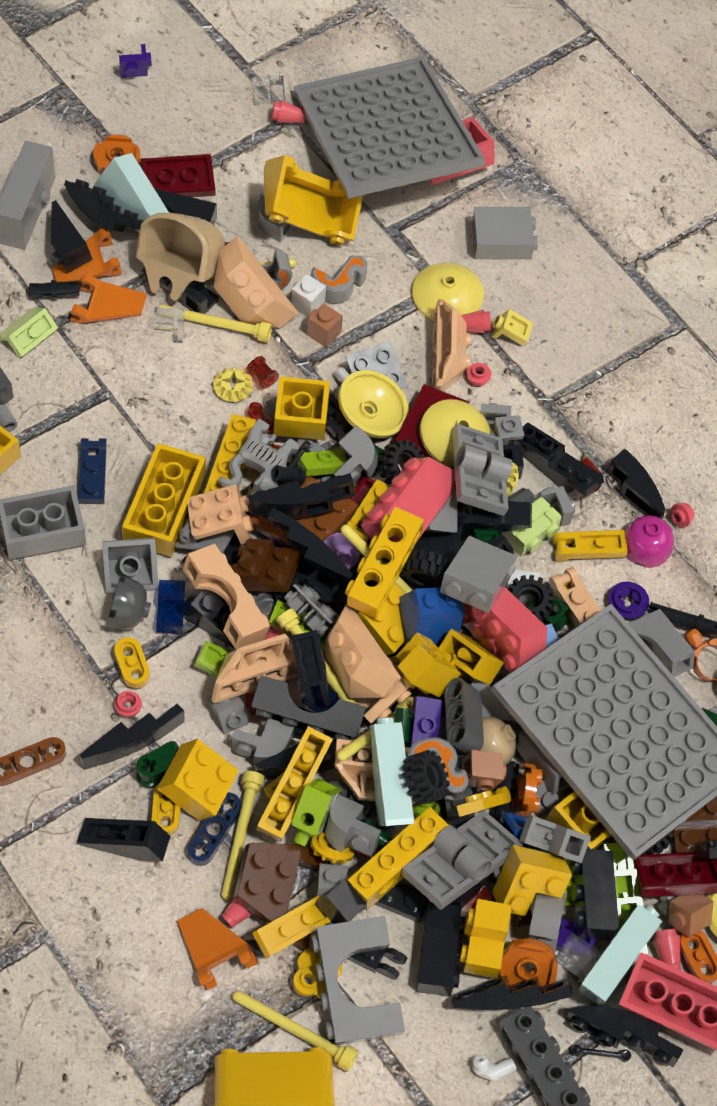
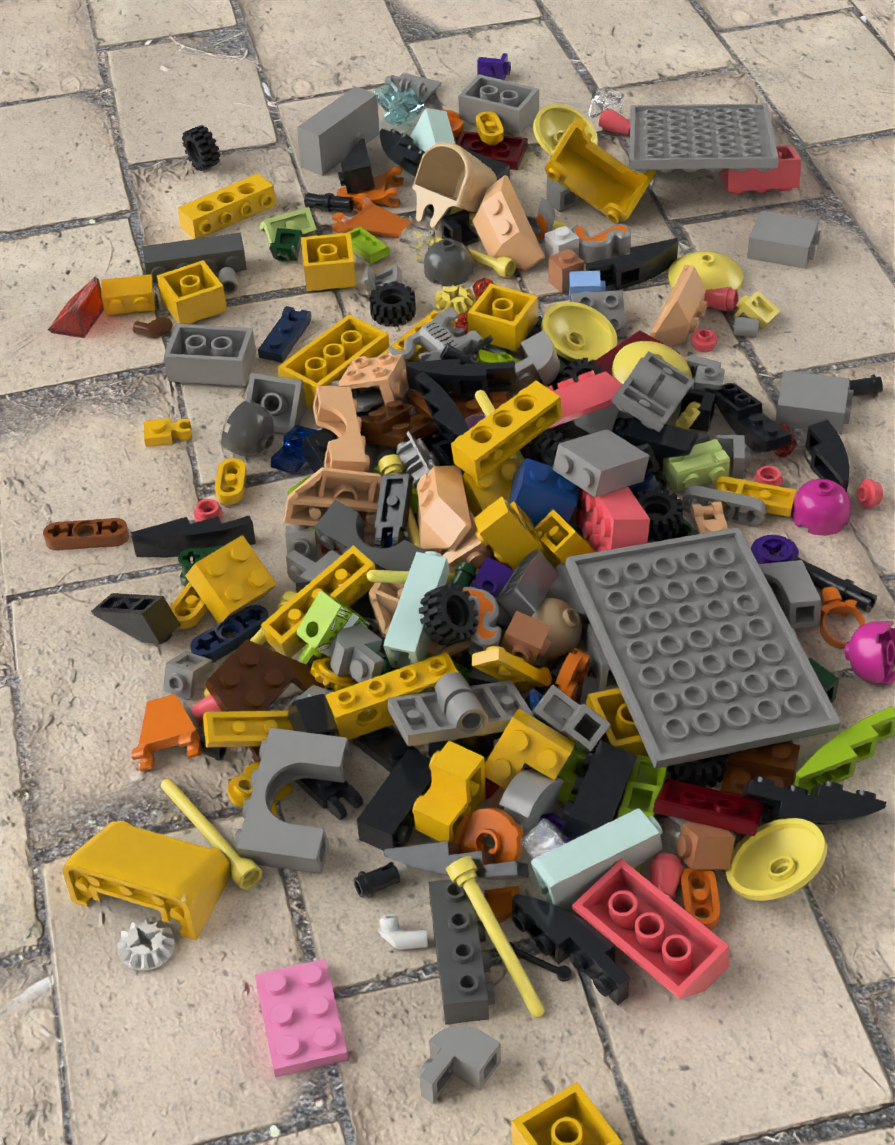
camera: 30 degrees right, 15 degrees down
(35, 622) = (163, 431): none -> yellow plate
(41, 358) = (286, 244): none -> dark green bracket
(61, 107) = (421, 86): none -> light grey hinge
(66, 144) = (398, 106): none -> clear light blue brick
(97, 373) = (328, 262): none -> yellow brick
(117, 337) = (368, 246): none -> lime plate
(157, 380) = (371, 280): none -> light grey bracket
(166, 117) = (511, 101): none -> light grey brick
(175, 156) = (489, 128): none -> yellow plate
(179, 395) = (392, 304): none -> black tyre
(199, 883) = (183, 672): none -> light grey bracket
(208, 341) = (448, 262): none -> dark grey cylinder
(249, 143) = (553, 121): none -> light yellow dish
(350, 340) = (585, 282): none -> light blue brick
(388, 297) = (638, 266): none -> black slope
(453, 1025) = (376, 880): none -> black pin
(509, 349) = (746, 326): none -> light grey hinge
(531, 1008) = (464, 873): none -> light yellow piece
(553, 1014) = (501, 901): none -> orange tile
(558, 562) = (734, 500): none -> light grey beam
(595, 516) = (768, 475): none -> coral plate
(600, 425) = (813, 399): none -> light grey brick
(635, 393) = (866, 386): none -> black pin

